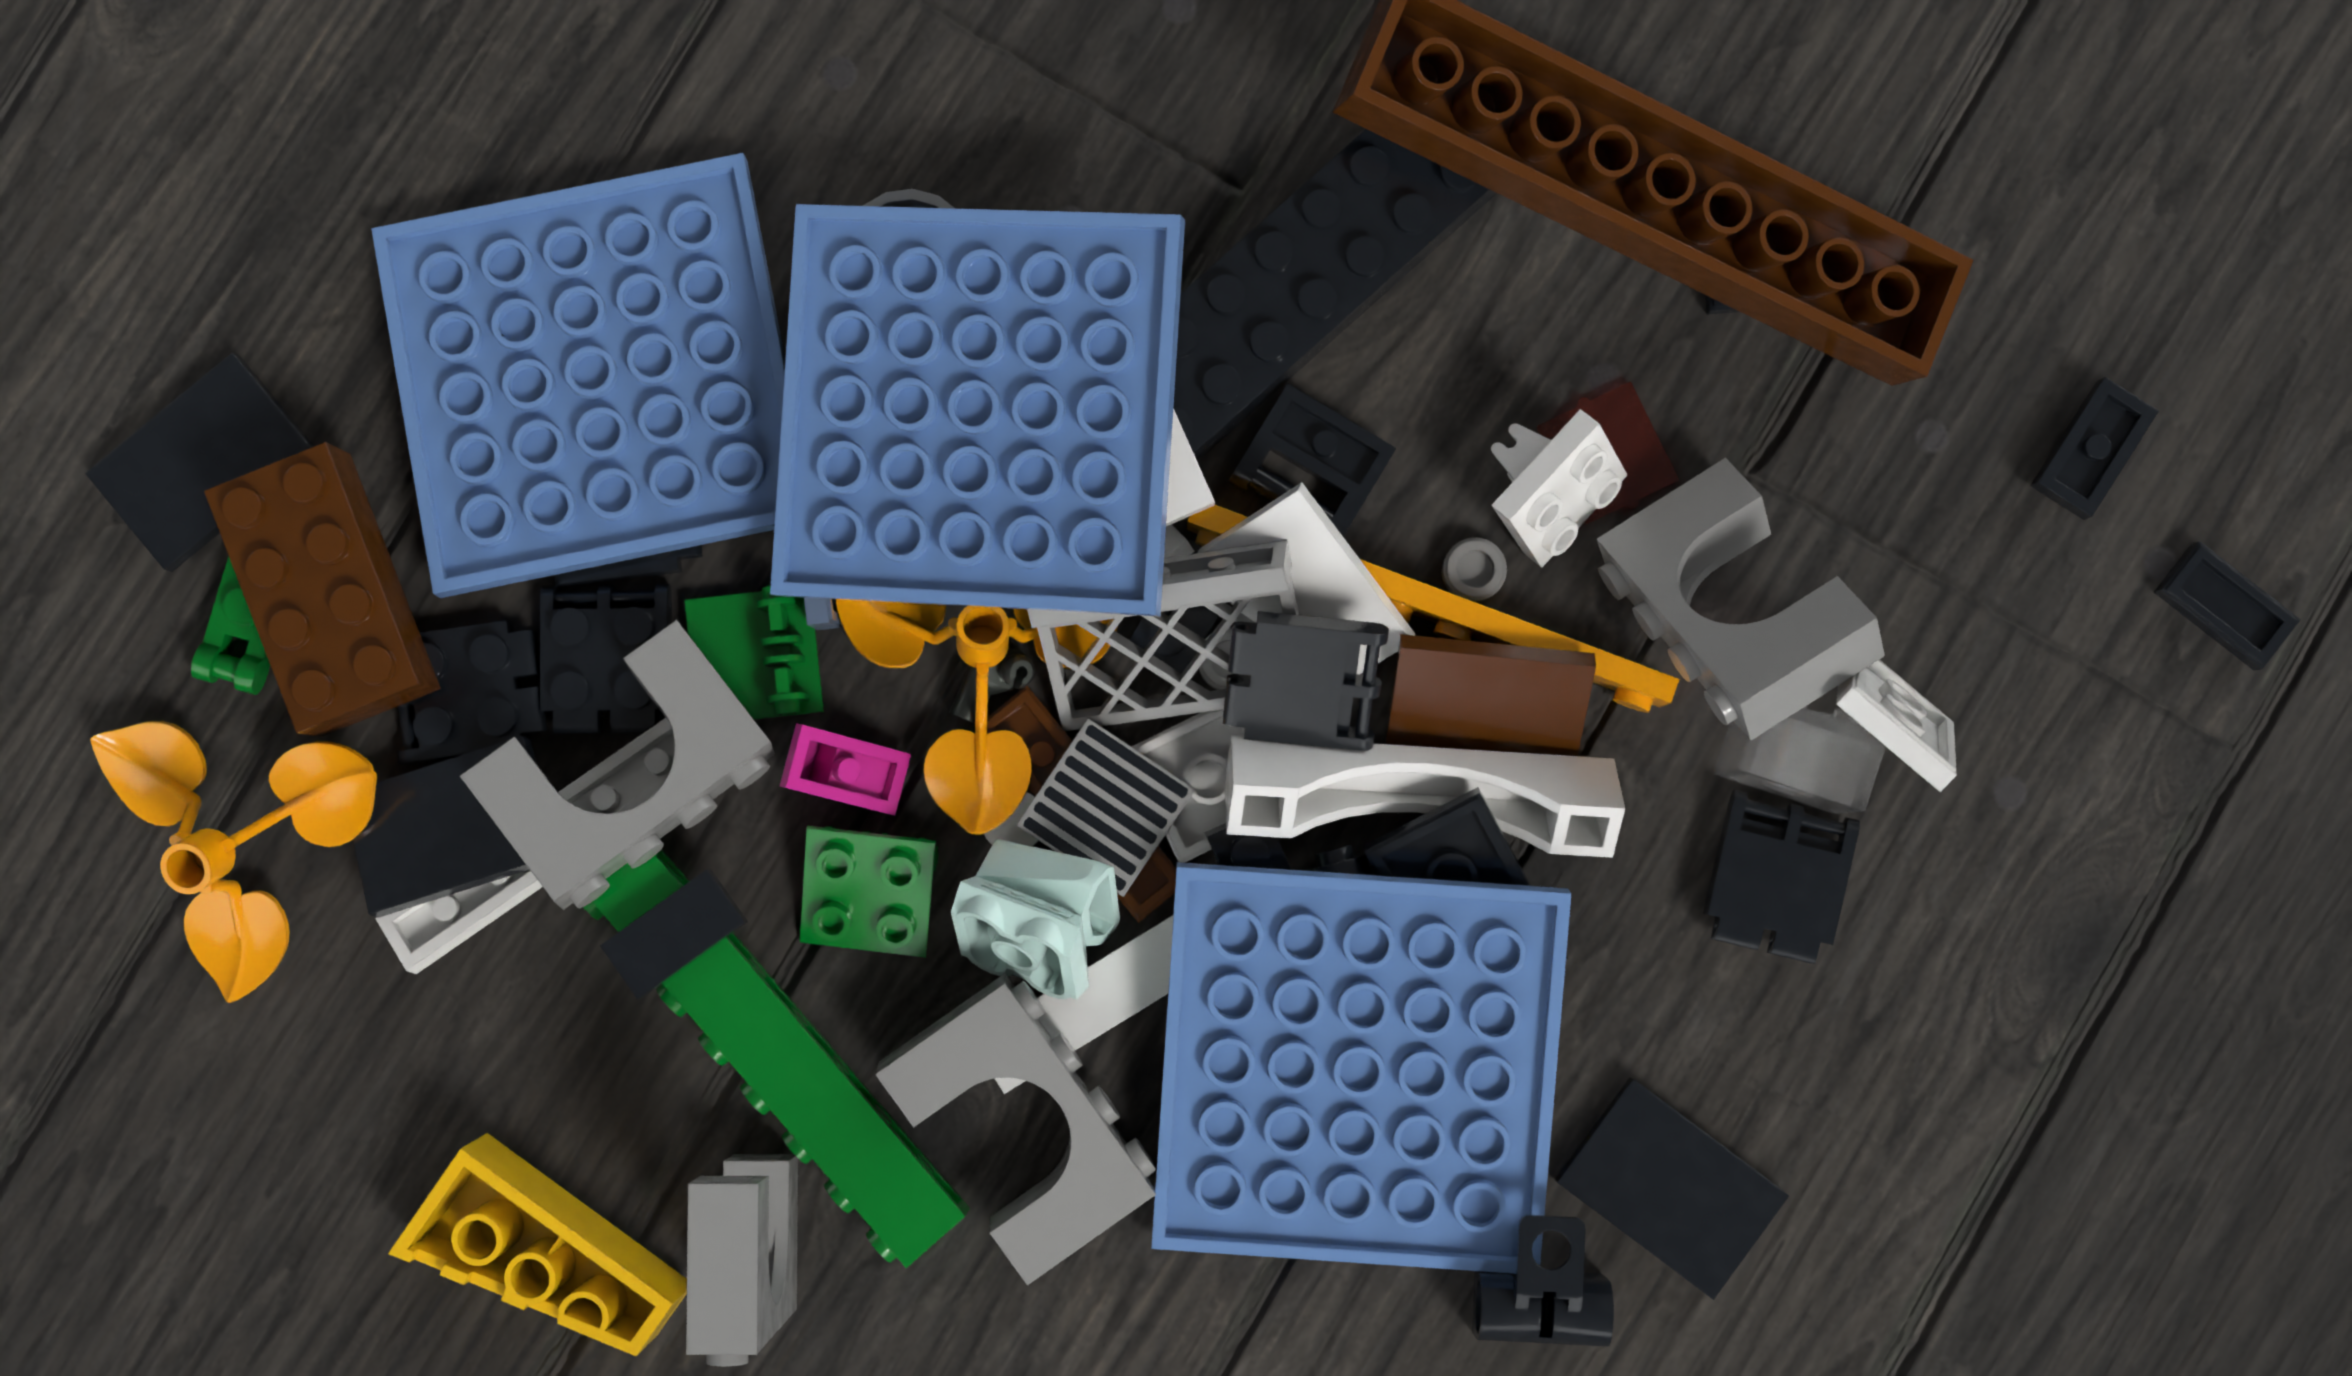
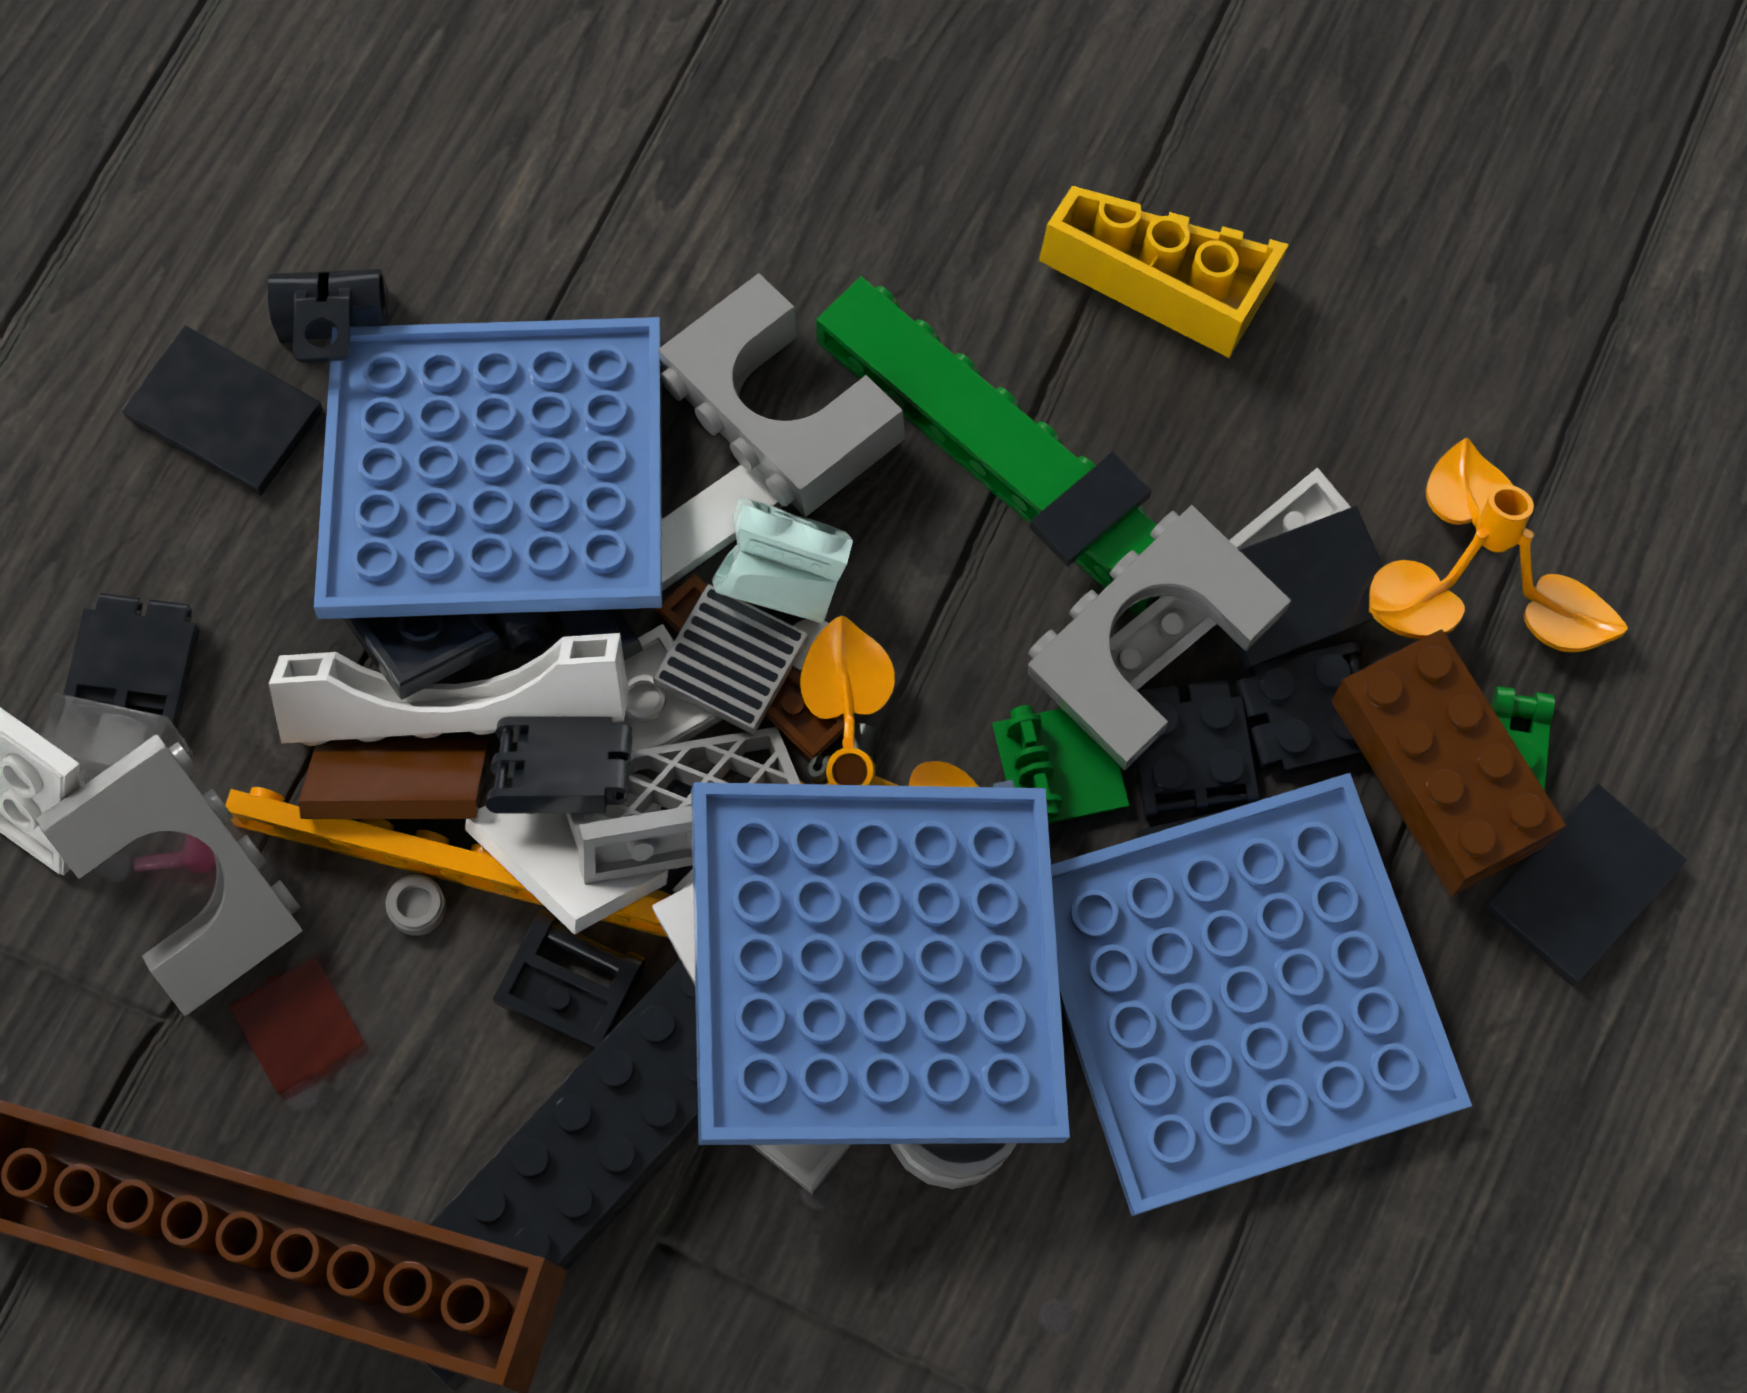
camera: 170 degrees right, 15 degrees down
(741, 1256) = (991, 253): light grey arch -> none
(845, 769) = (964, 666): dark pink slope -> none
(867, 890) = (932, 577): green hinge -> none
(1555, 484) = (344, 972): white plate -> none

